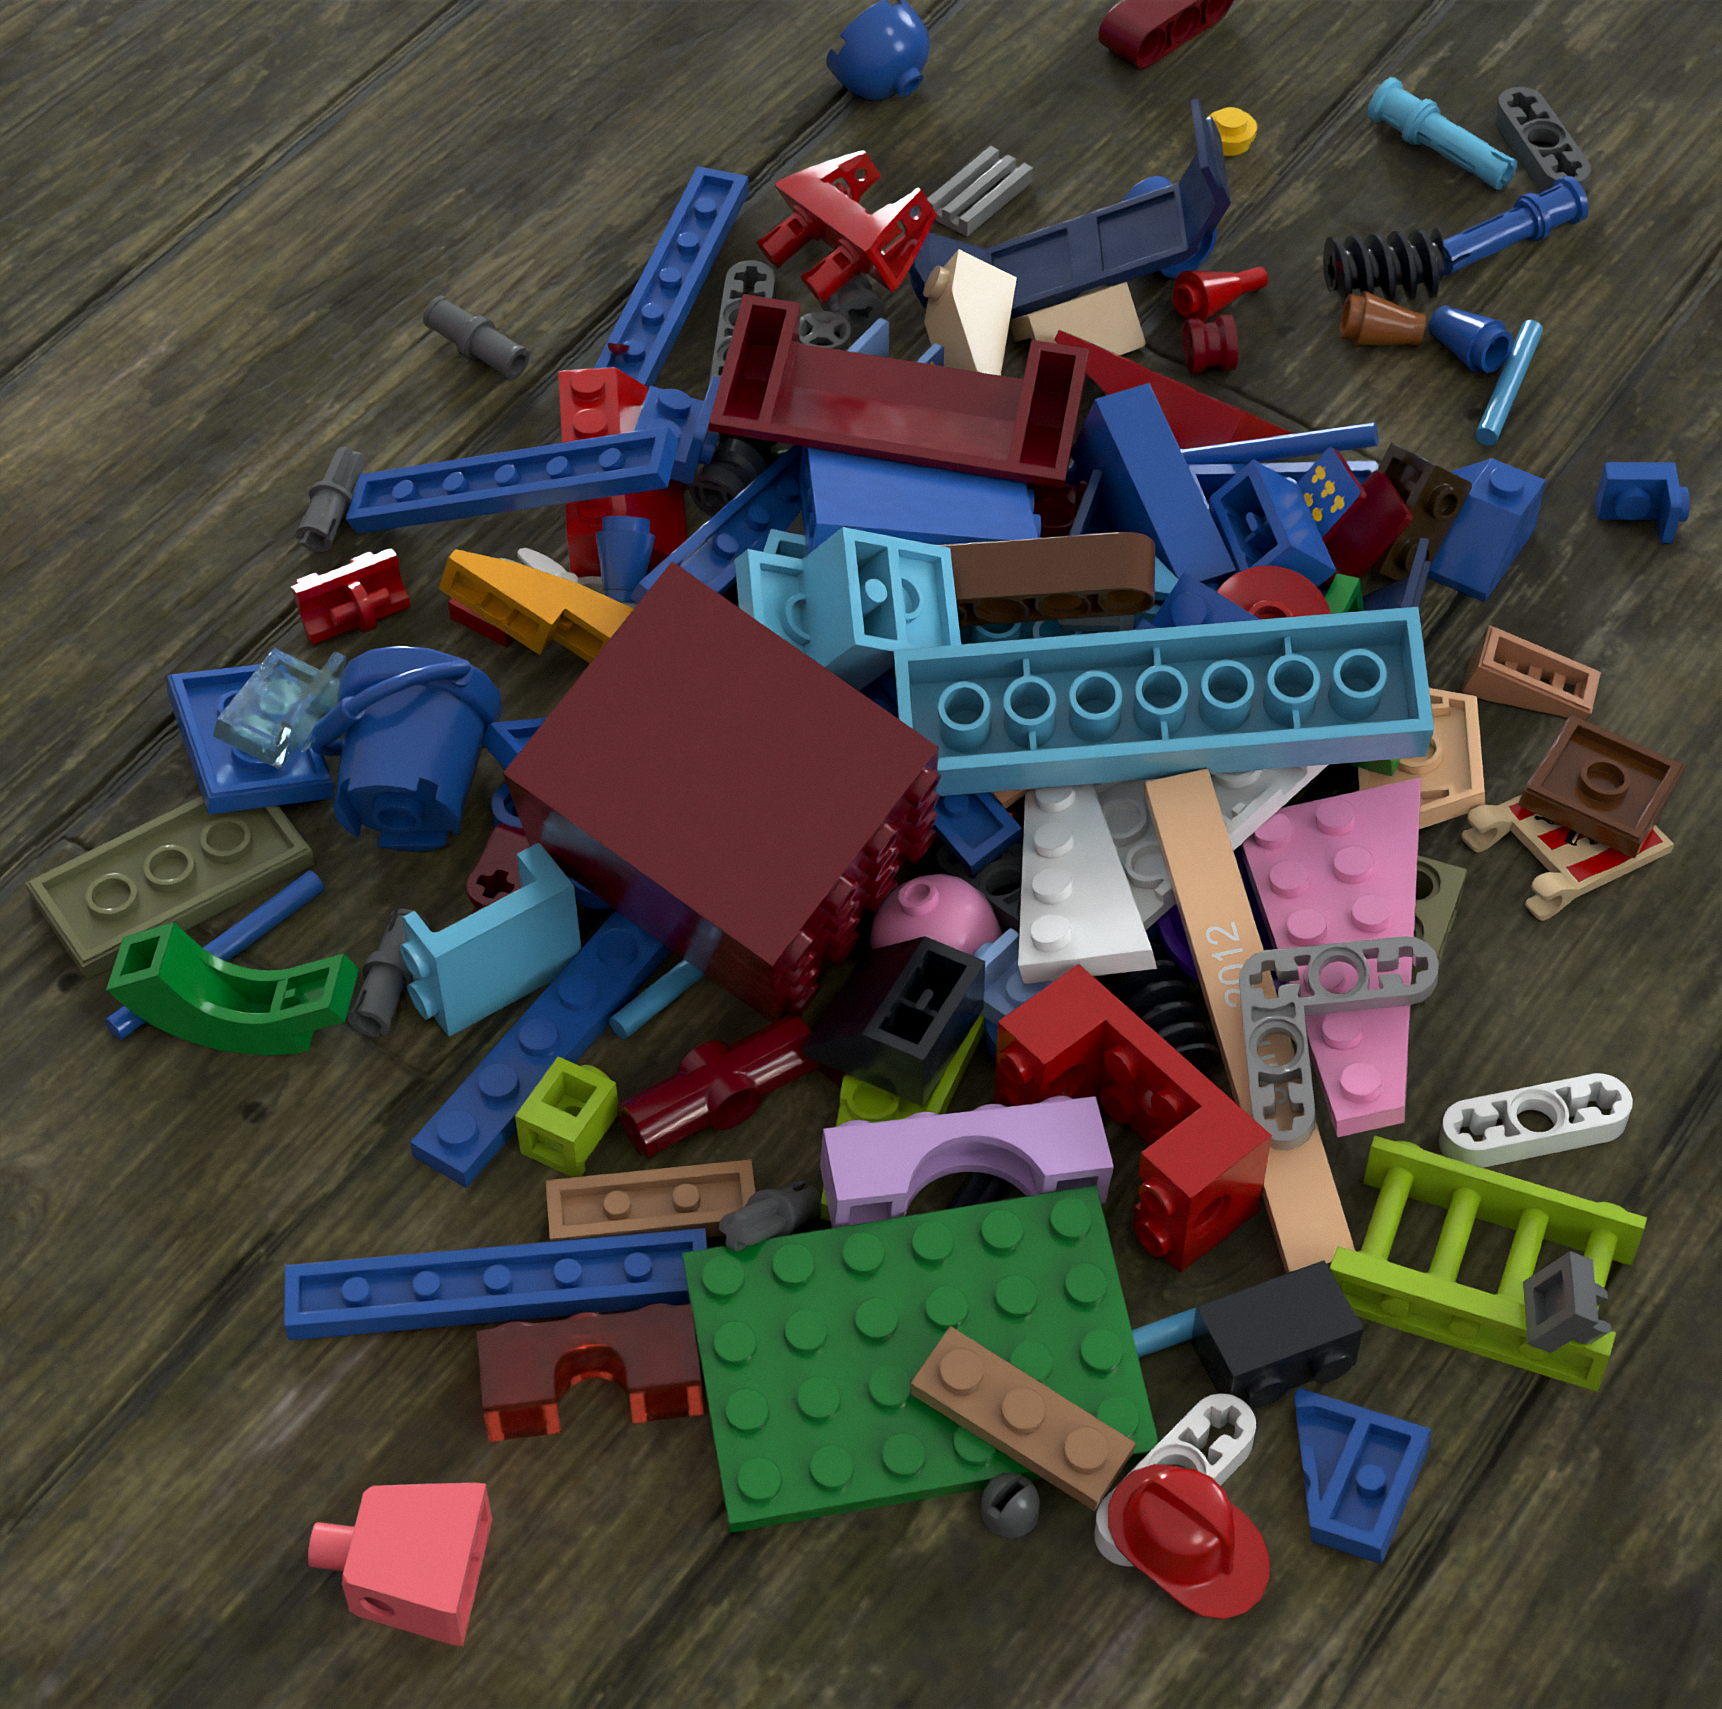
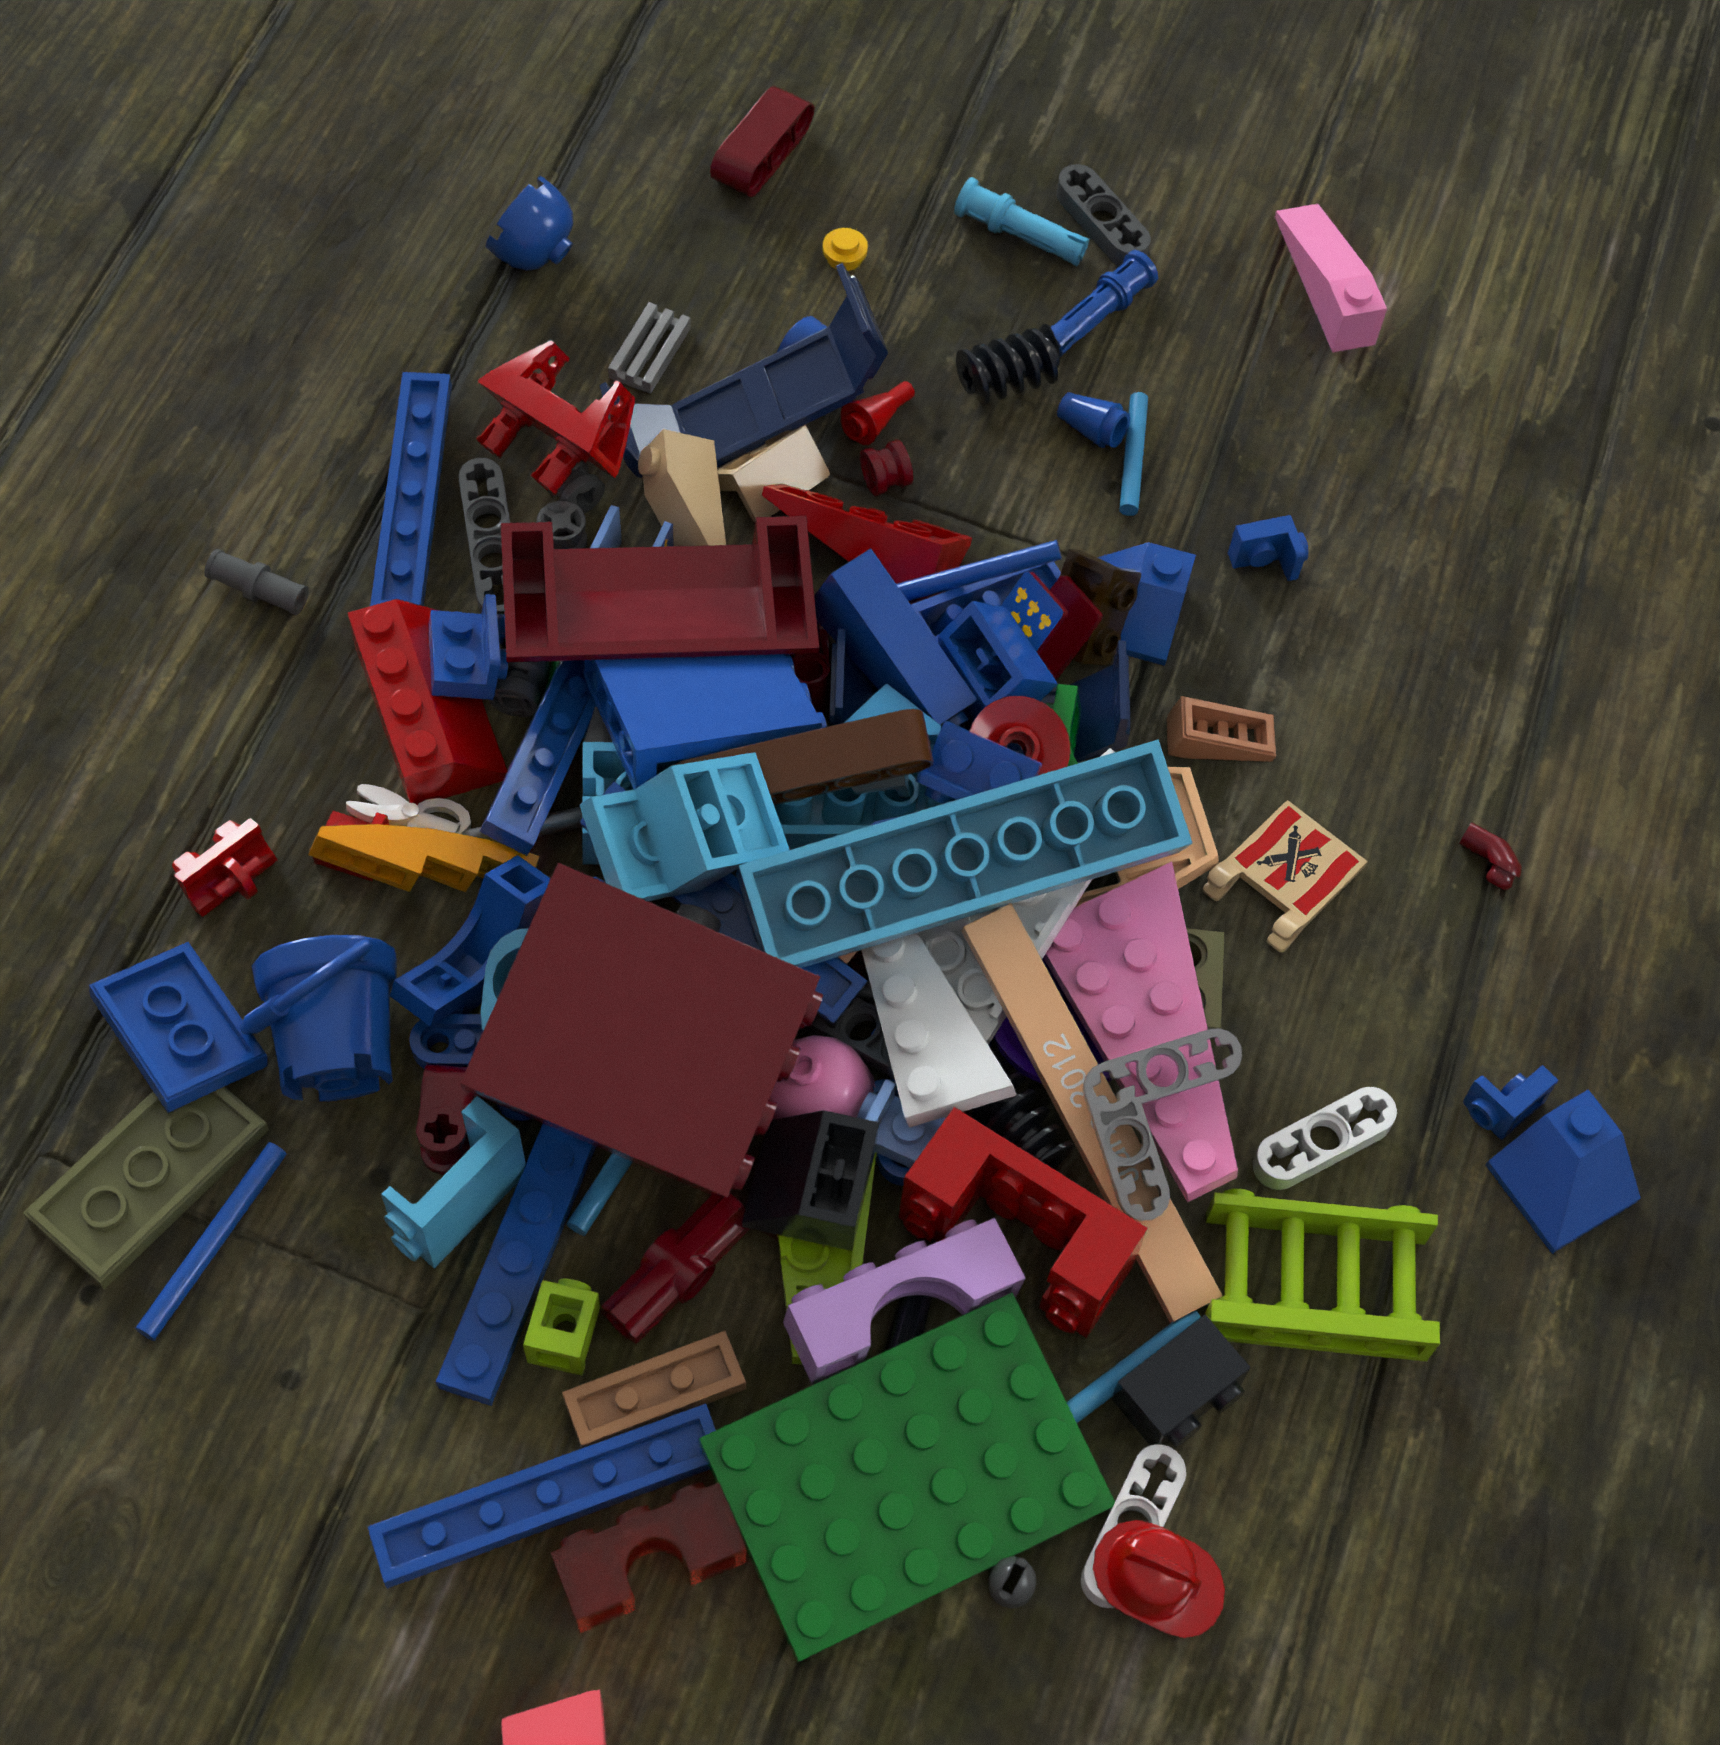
camera: 20 degrees left, 10 degrees up
(224, 1005) = (243, 1292): green arch -> none
(280, 707) = (202, 999): clear light blue bracket -> none
(330, 500) = (177, 772): dark grey axle -> none
(384, 980) = (368, 1226): dark grey pin -> none
(513, 480) = (341, 734): blue plate -> none
(618, 349) = (388, 572): dark red piece -> none
(623, 554) = (460, 789): blue cone -> none
(771, 1215) = (758, 1382): dark grey axle -> none
(1022, 1418) = (1009, 1514): medium nougat plate -> none
(1356, 1472) = (1269, 1485): blue wing -> none
(1376, 322) = (1015, 418): dark orange cone -> none
(1564, 1304) = (1399, 1314): dark grey tile -> none
(1602, 786) = (1304, 826): reddish brown plate -> none

